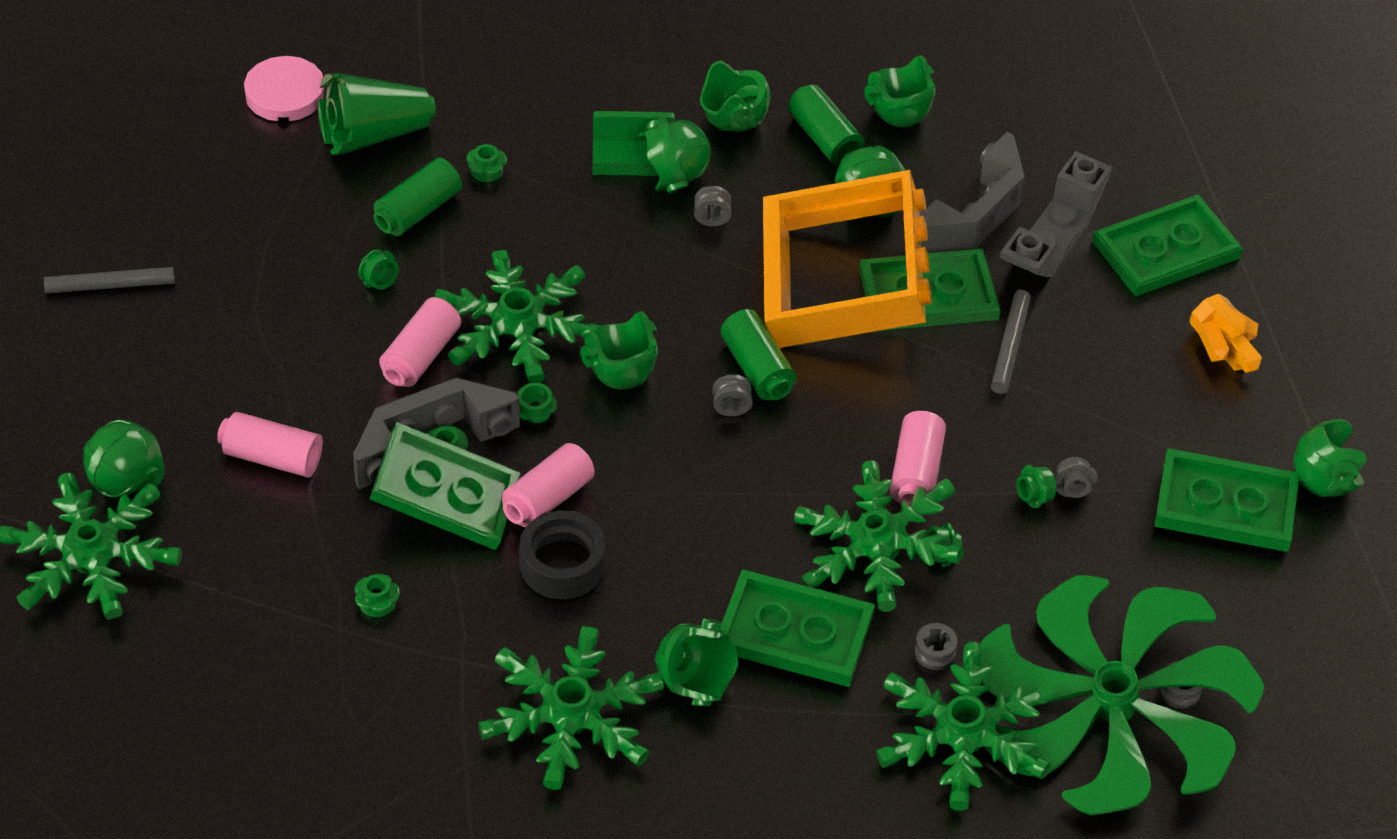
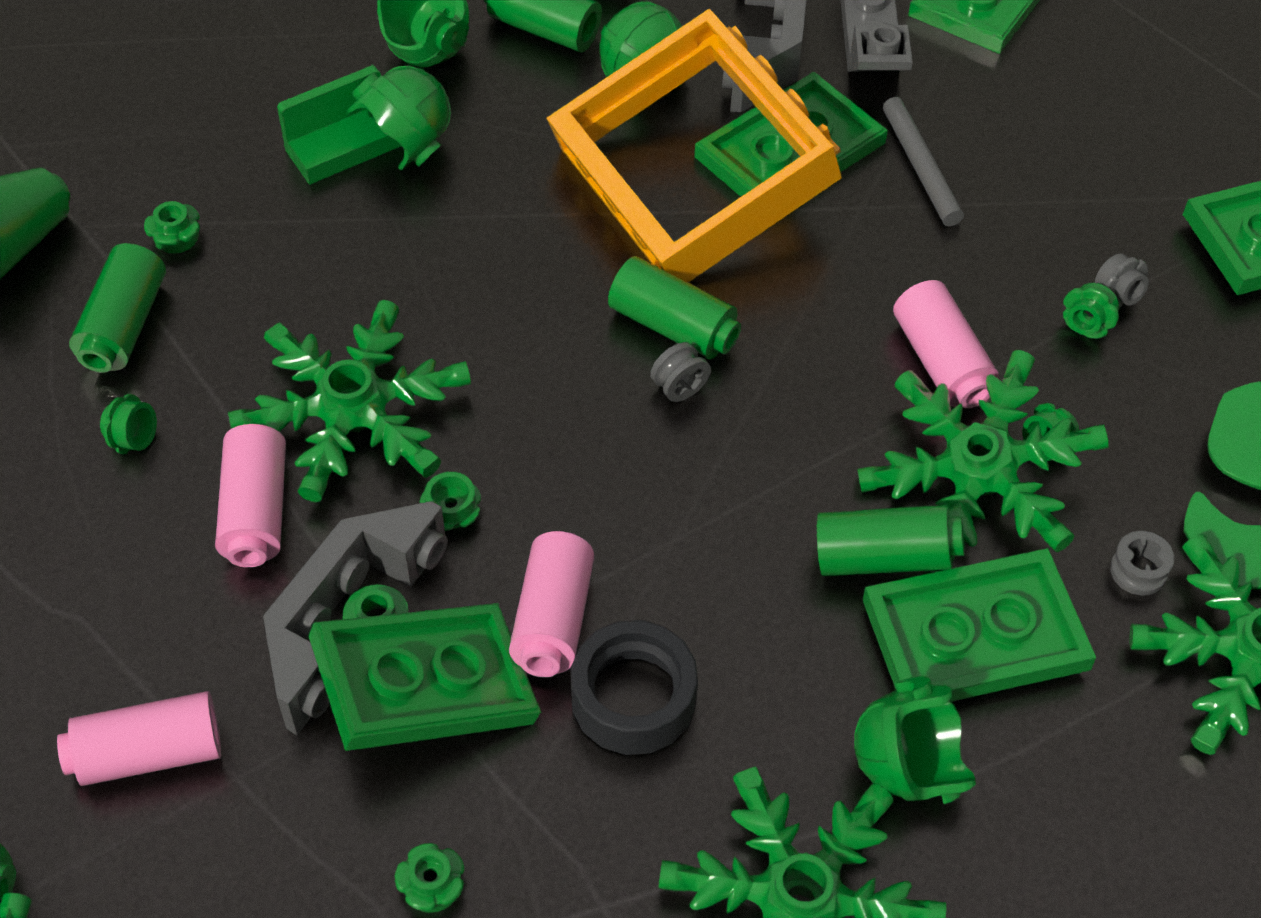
camera: 30 degrees left, 5 degrees up
(622, 352) = (519, 381): green cap -> none
(711, 215) = (486, 156): dark grey bush -> none
(775, 549) = (888, 540): none -> green brick
(1226, 333) = (1135, 49): light orange rock -> none

